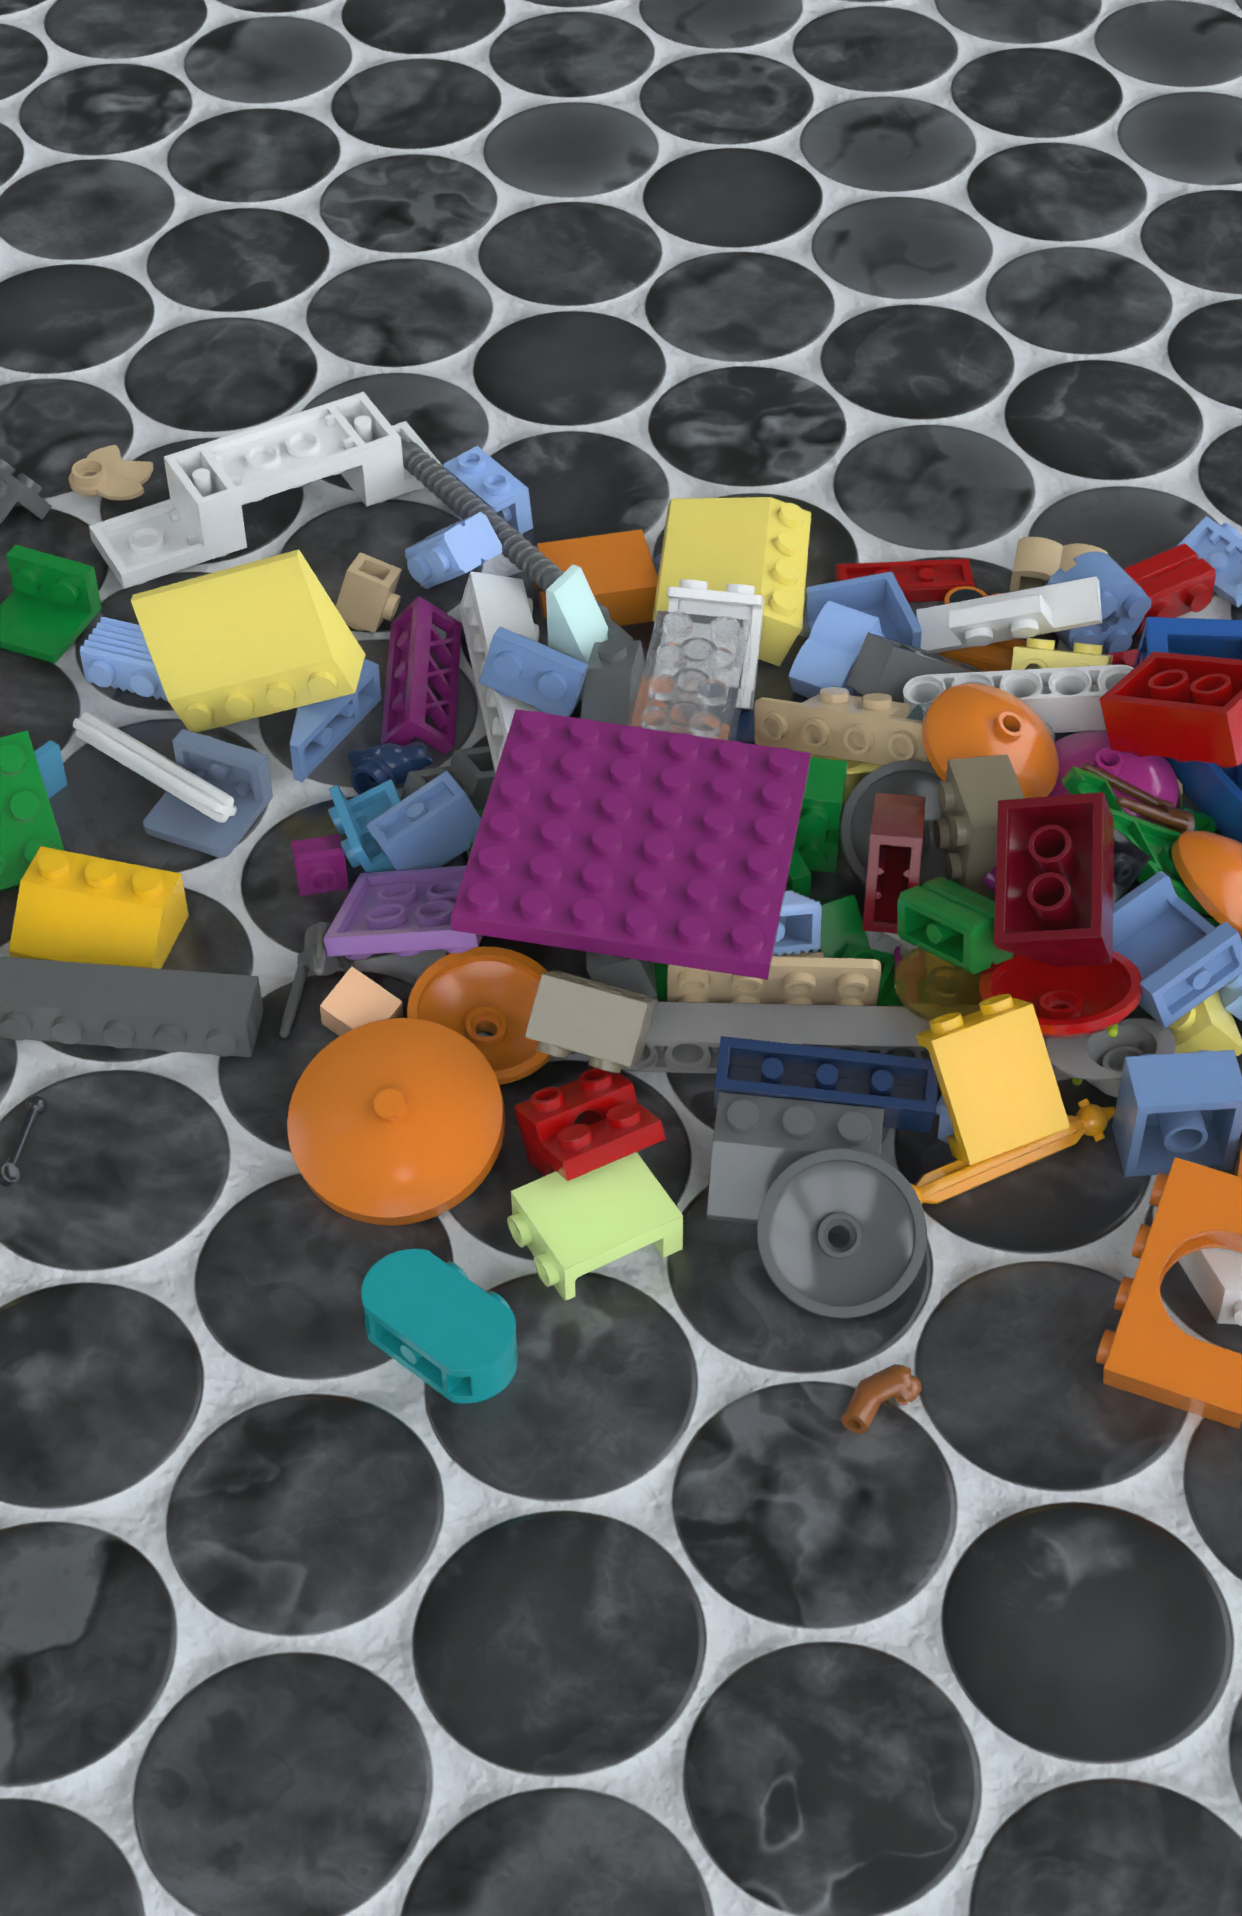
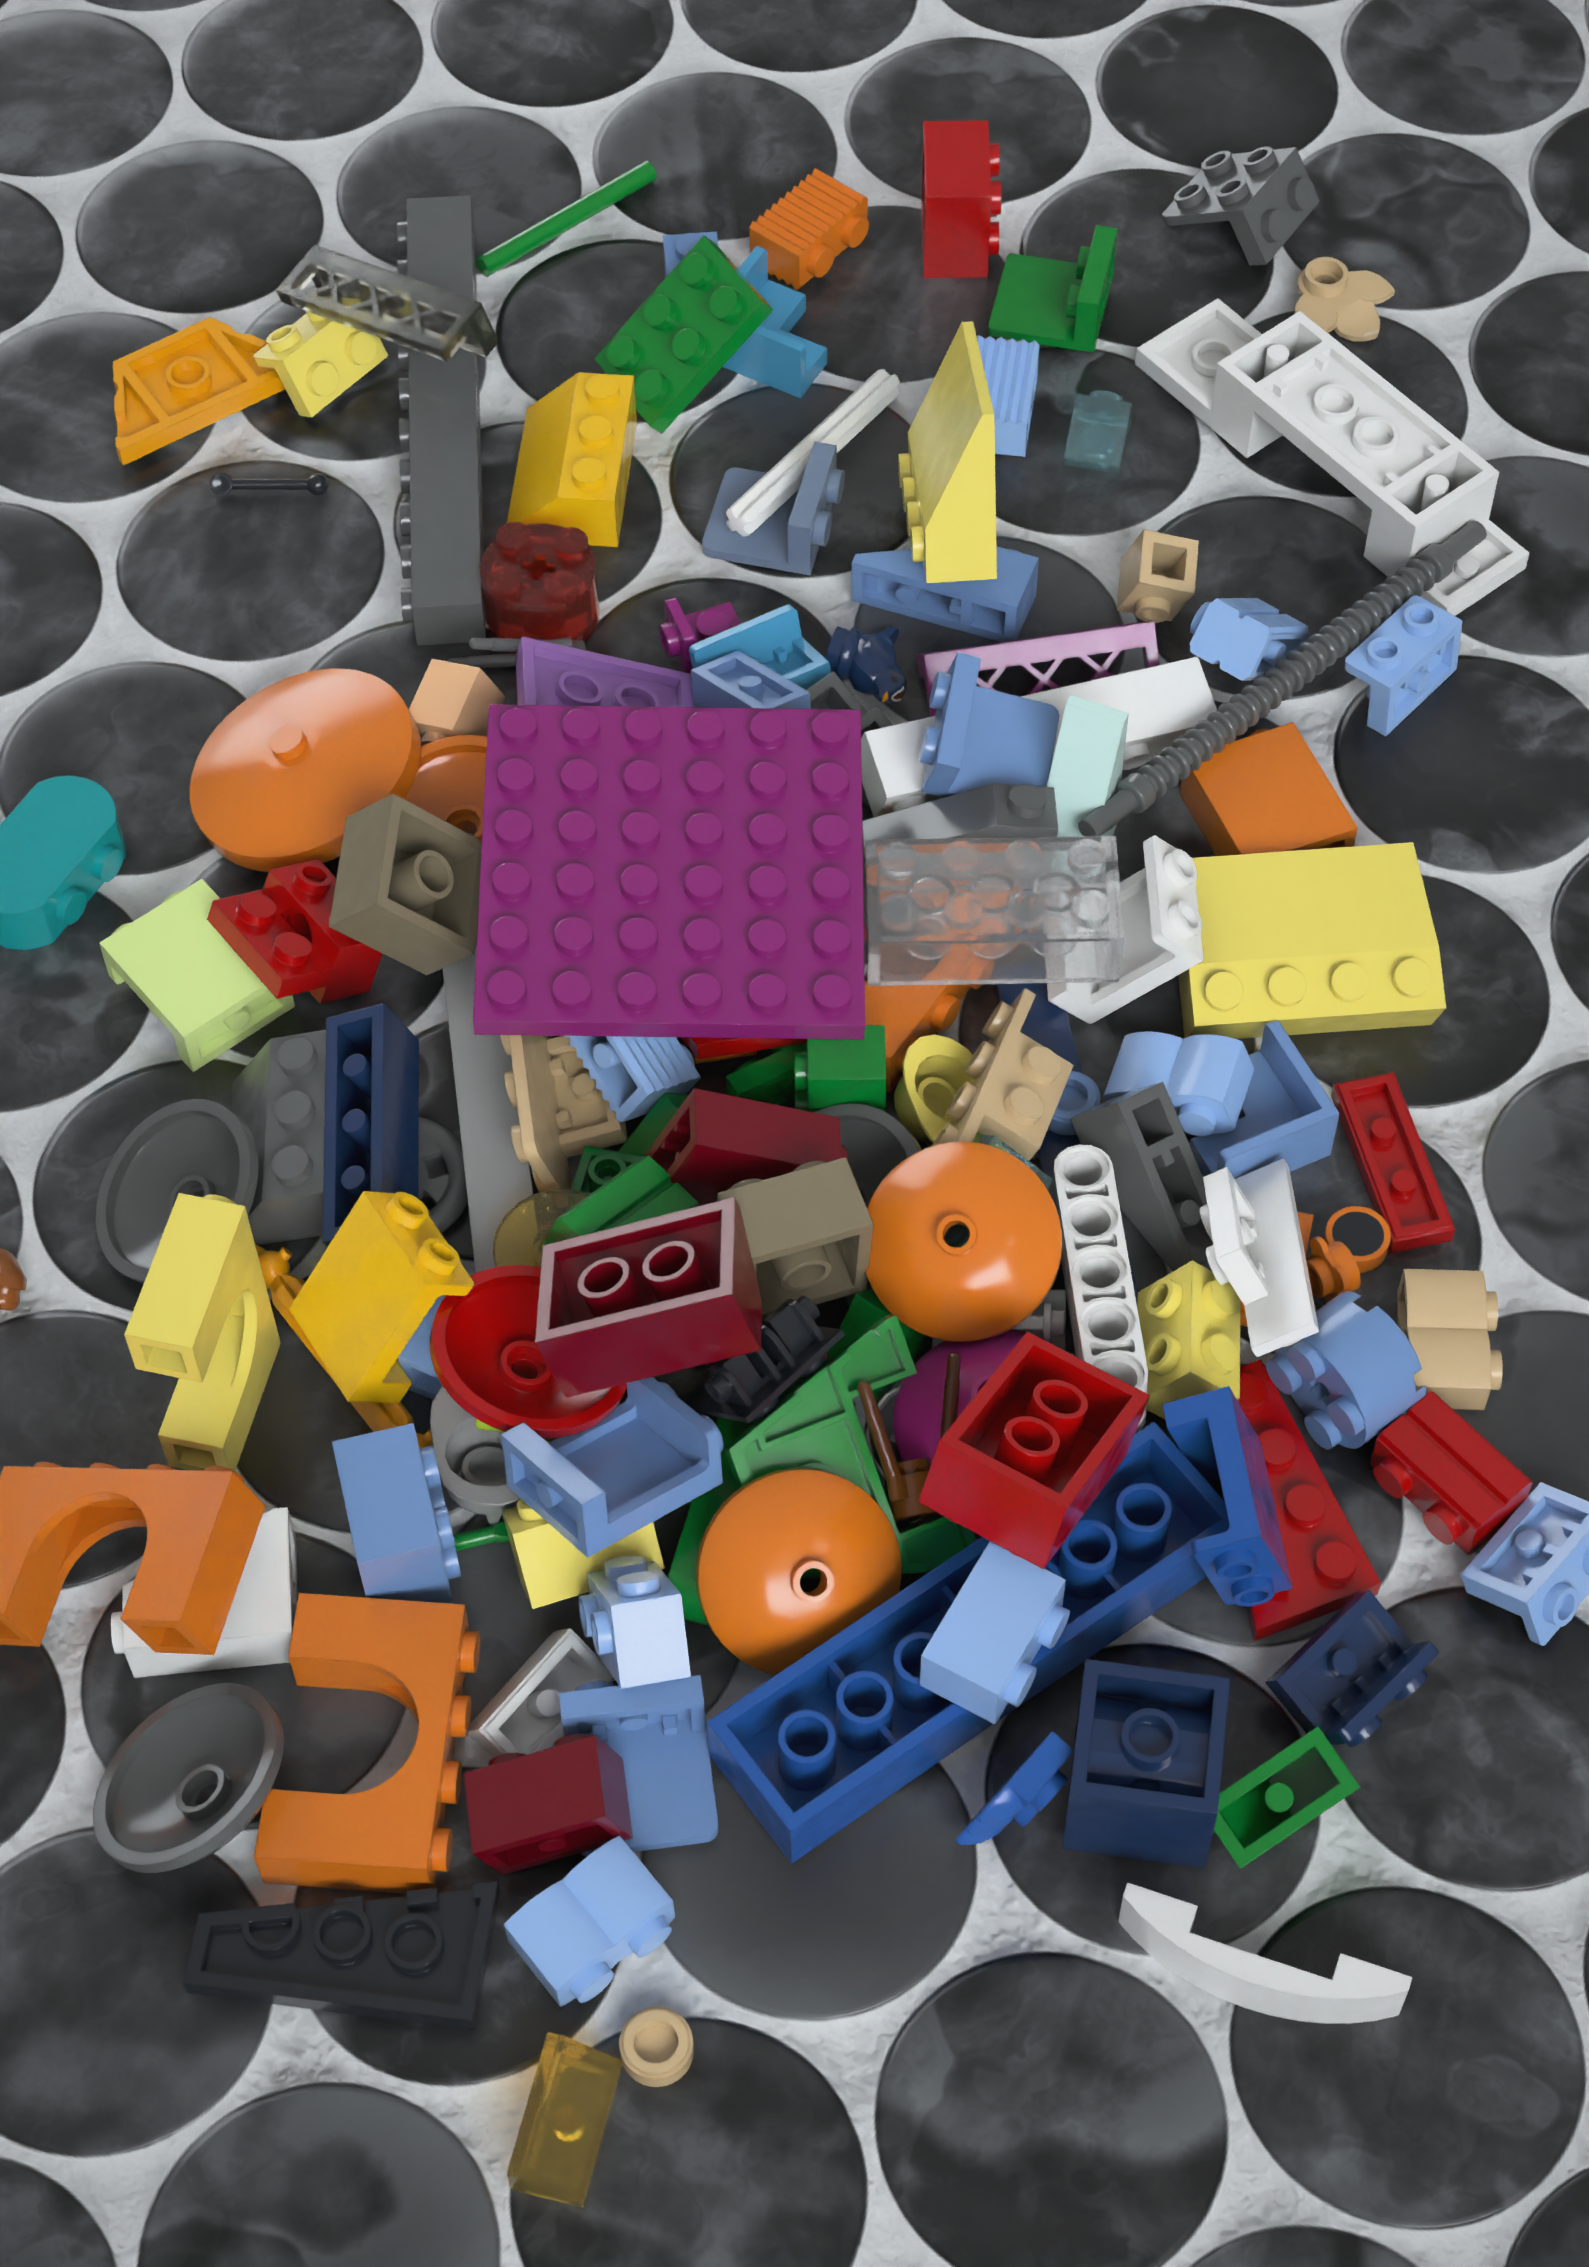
camera: 80 degrees right, 10 degrees up
(244, 937) = (540, 583): none -> clear red brick
(1038, 1127) = (209, 1325): none -> light yellow arch

